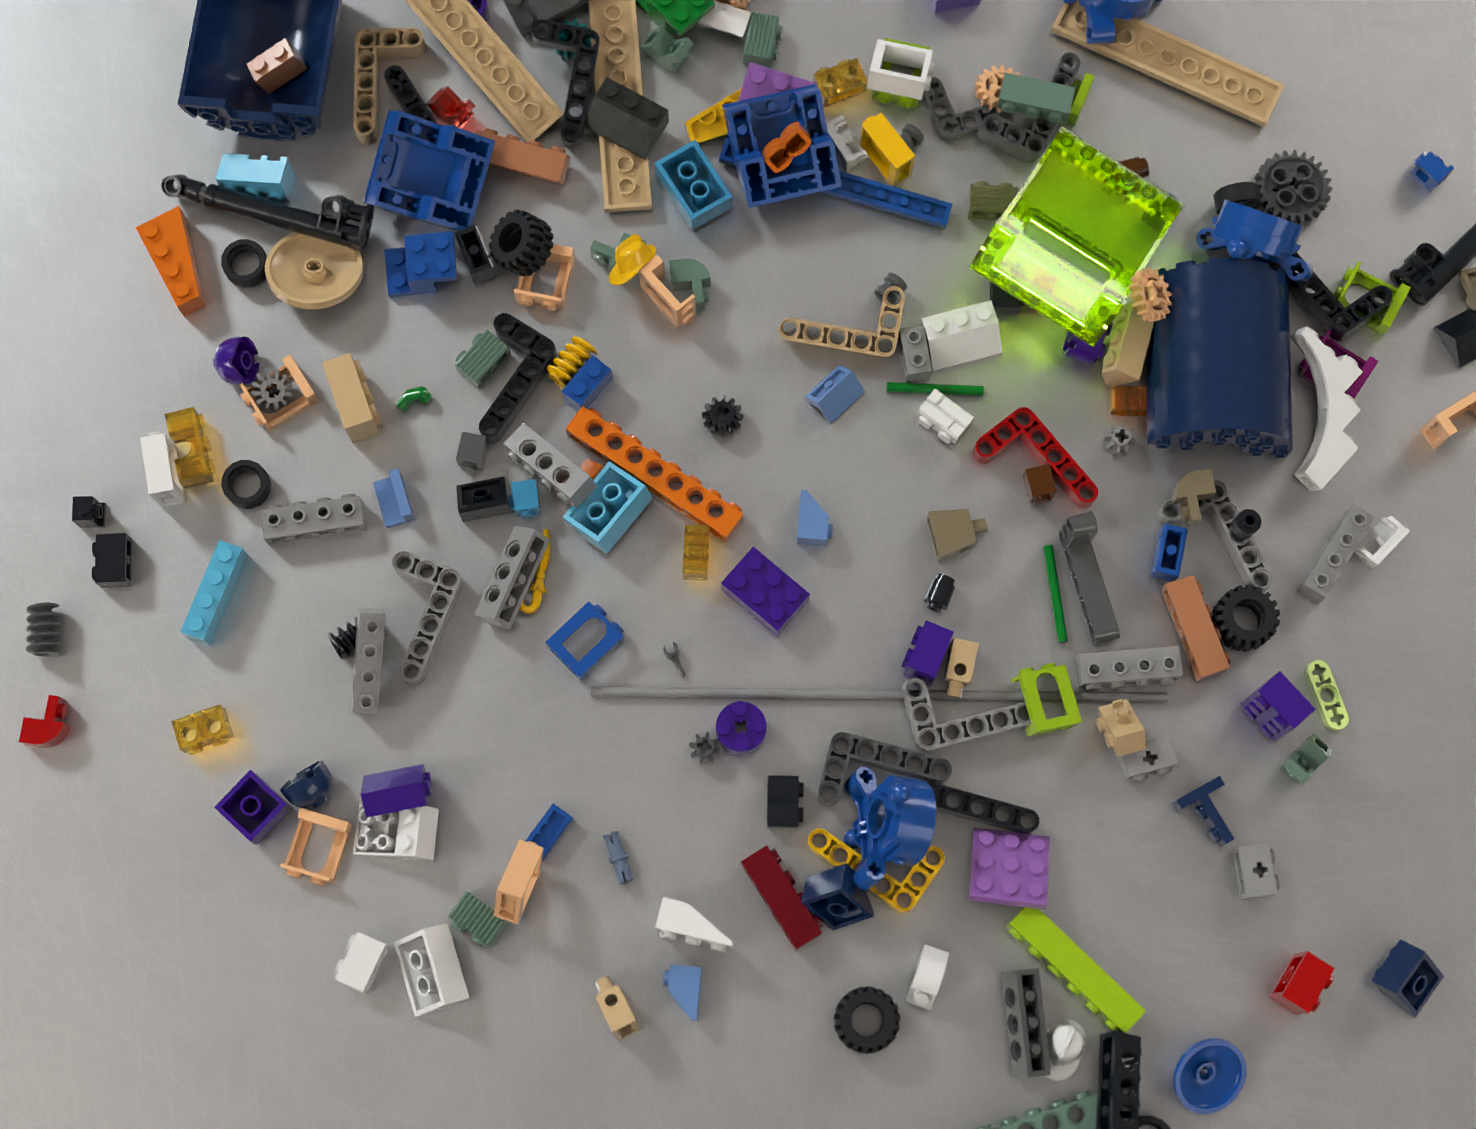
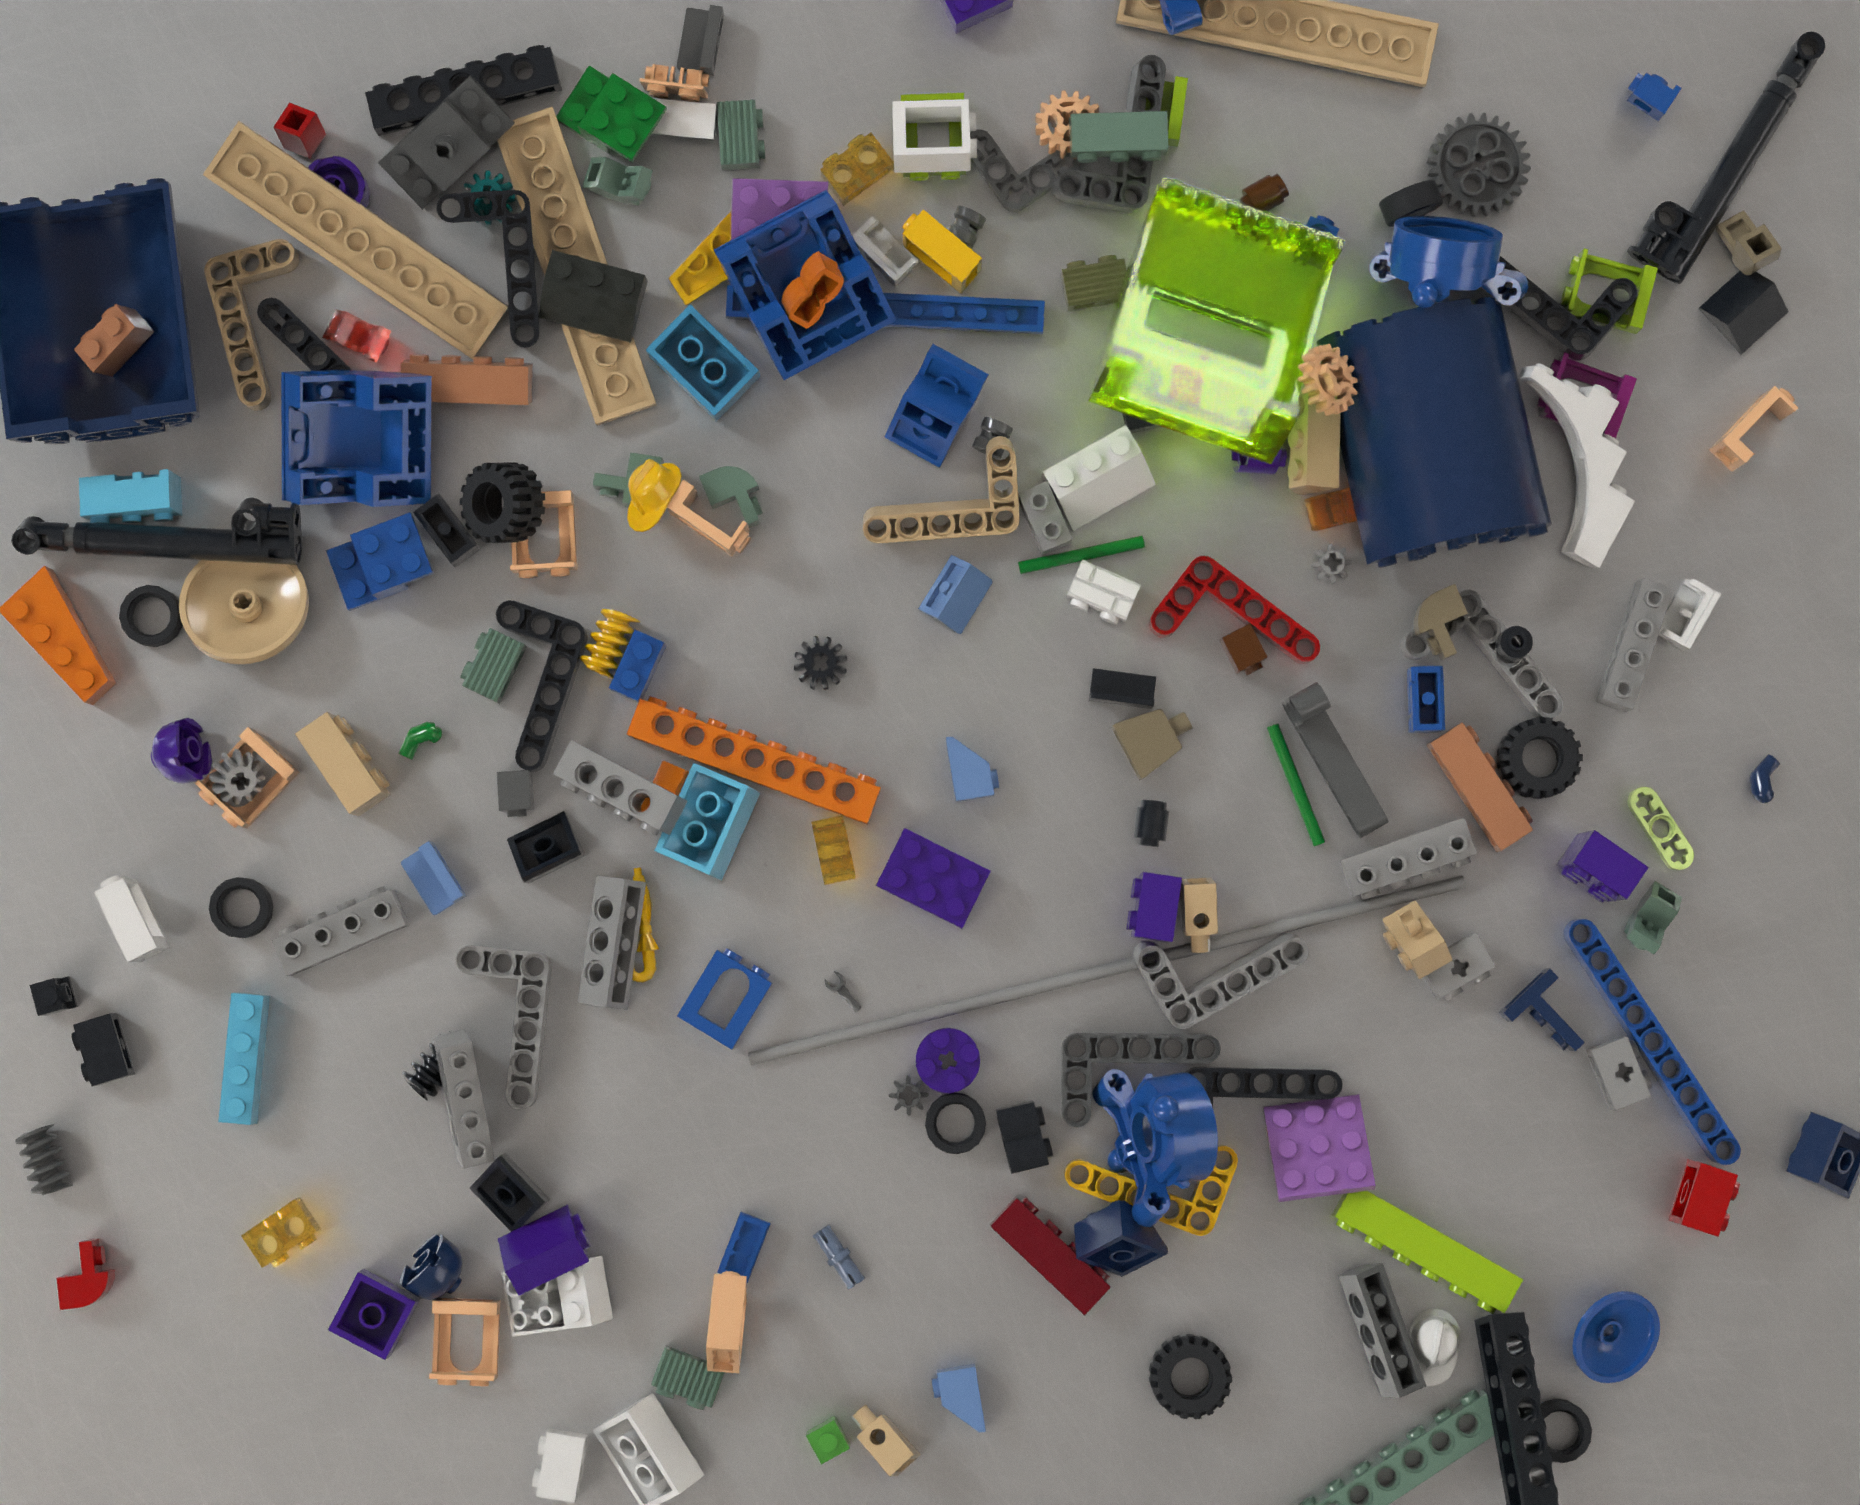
camera: 15 degrees left, 10 degrees up
(196, 466) = (172, 901): clear yellow arch -> none
(382, 743) = (509, 1192): none -> black slope
(525, 499) = (599, 836): dark azure brick -> none
(572, 996) = (828, 1440): none -> bright green brick
(682, 920) = (942, 1317): white slope -> none
(726, 761) = (955, 1147): none -> black tyre
(855, 254) = (936, 405): none -> blue bracket
(927, 977) = (1251, 1304): white brick -> none
(941, 491) = (1122, 688): none -> black panel
(1039, 725) = (1287, 912): lime panel -> none
(1286, 867) = (1664, 1051): none -> blue beam
(1410, 678) = (1760, 779): none -> dark blue arm

